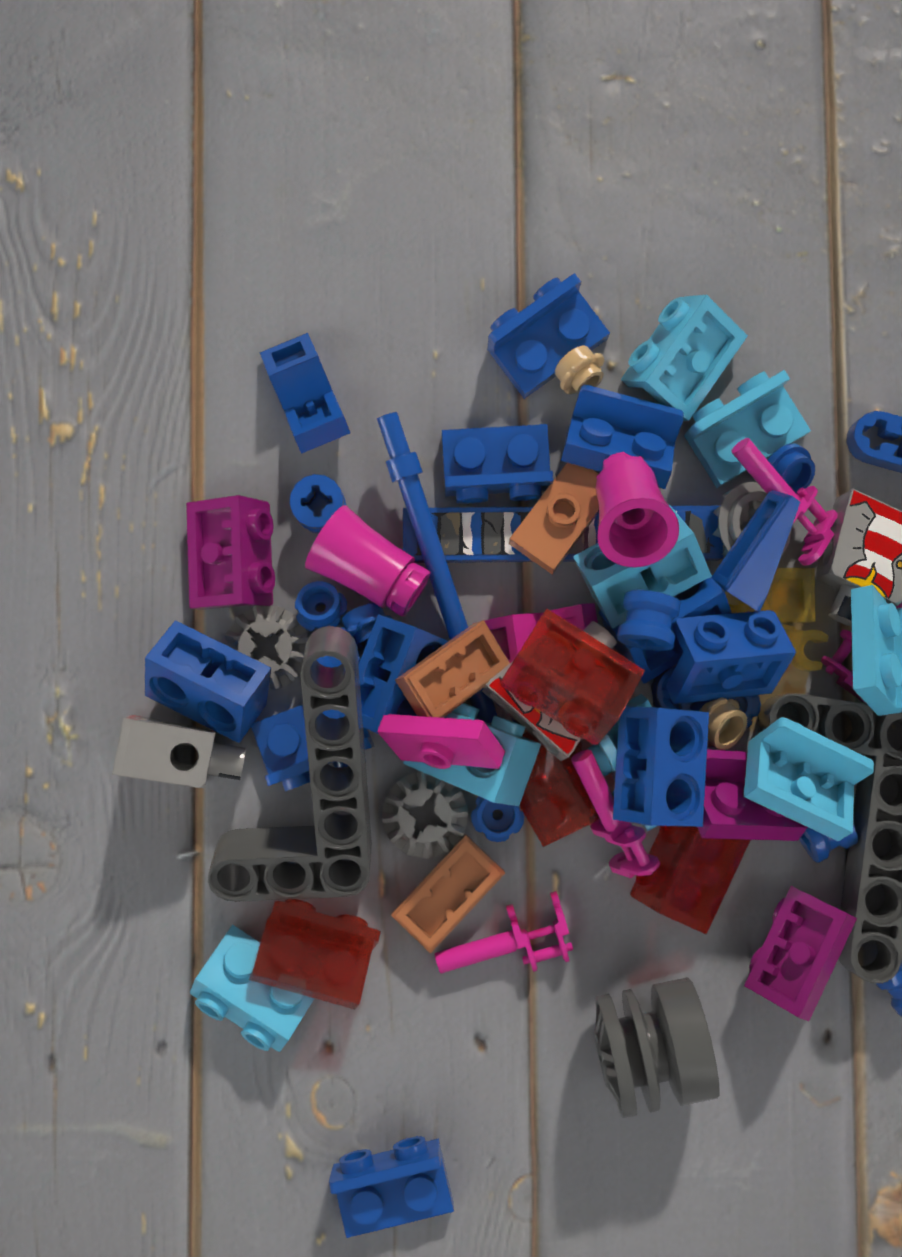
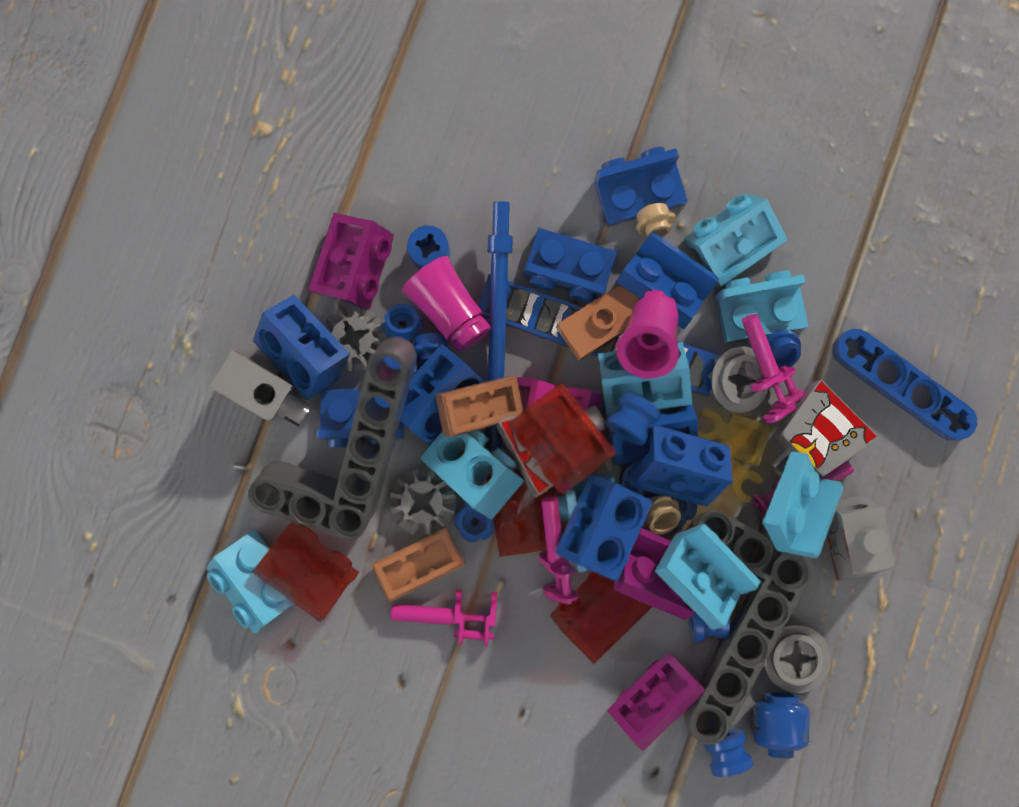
camera: 20 degrees right, 0 degrees up
(304, 393) = (448, 164): blue slope -> none
(391, 1186) = (299, 760): blue bracket -> none
(441, 741) = (452, 450): dark pink plate -> none
(656, 1047) = (525, 729): dark grey wheel -> none
(756, 553) = (728, 402): blue slope -> none

